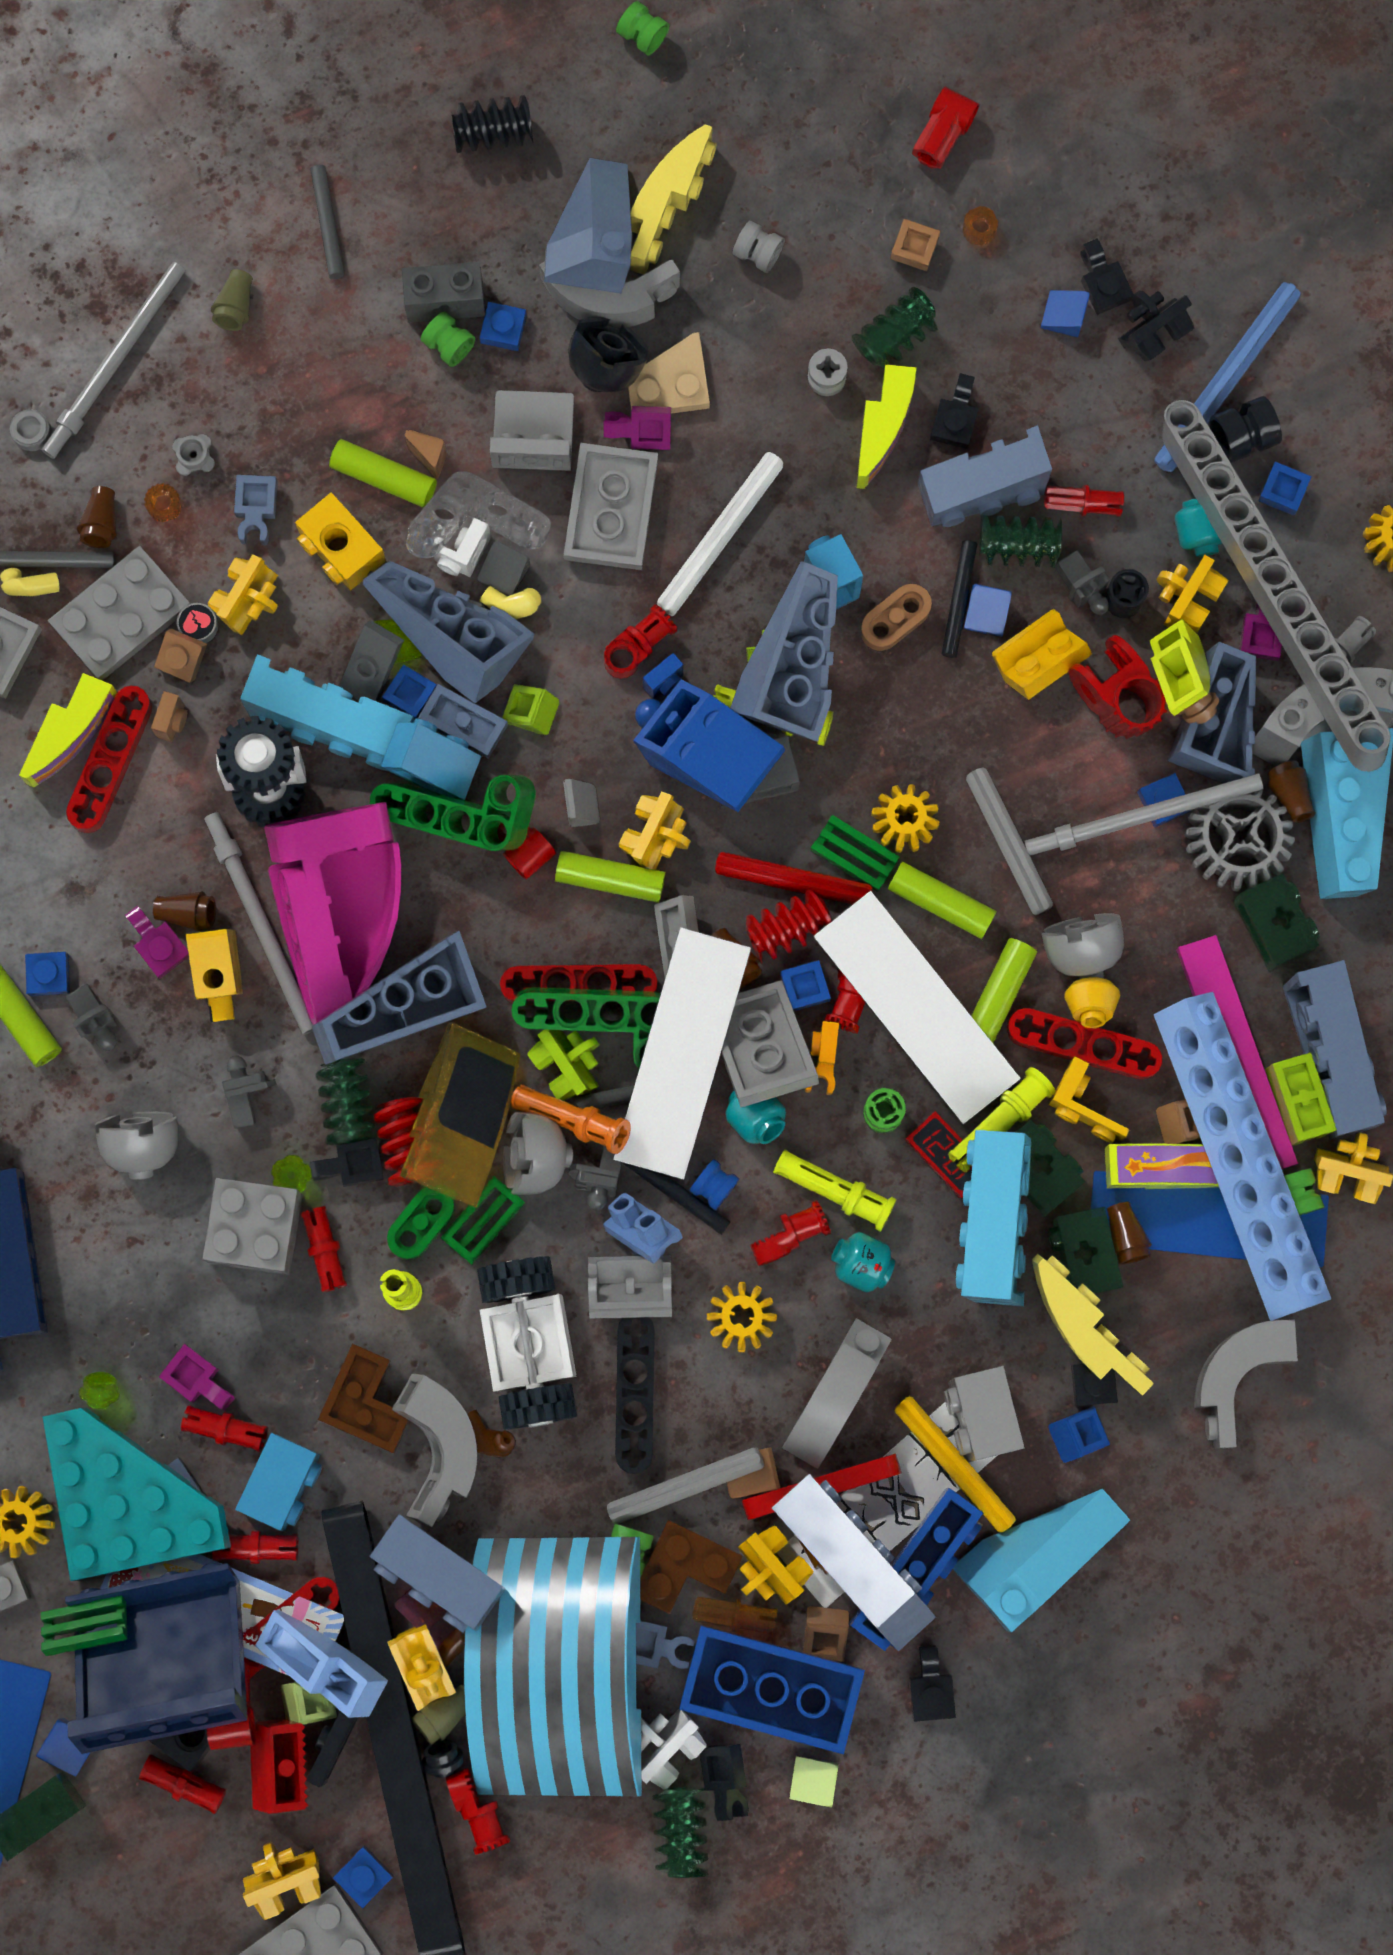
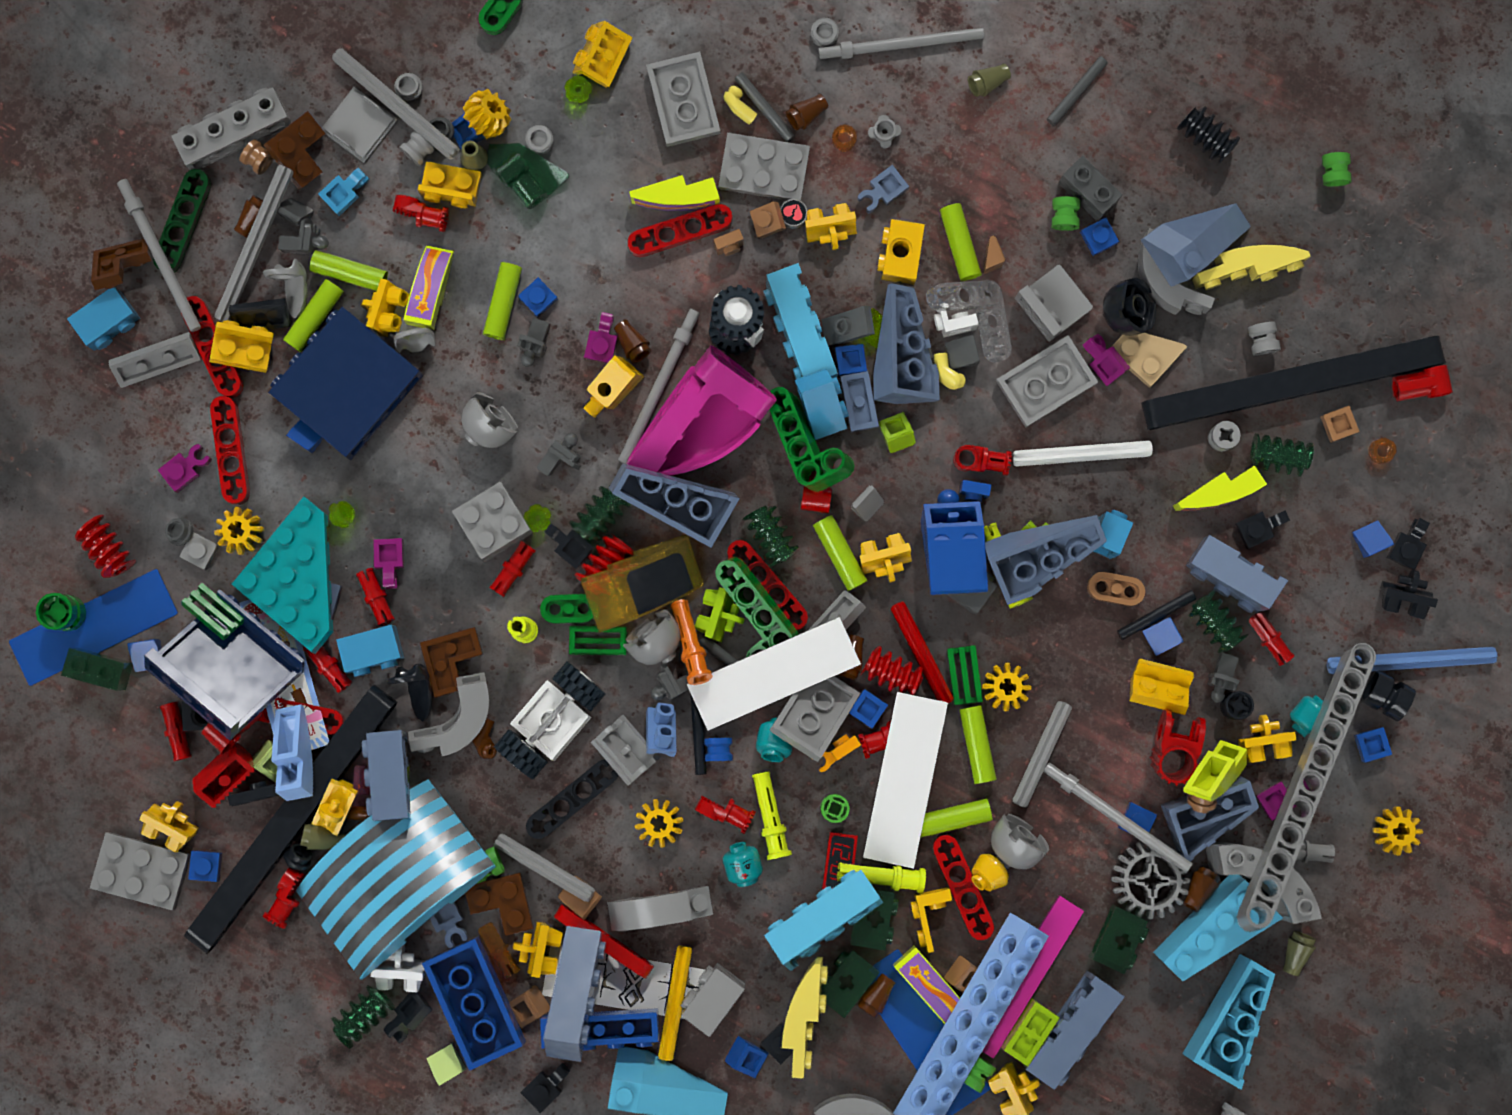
camera: 50 degrees right, 5 degrees up
(368, 1465) = (418, 688): none -> black piece
(527, 933) = (771, 535): none -> clear green piece
(829, 258) = (1293, 382): none -> black beam

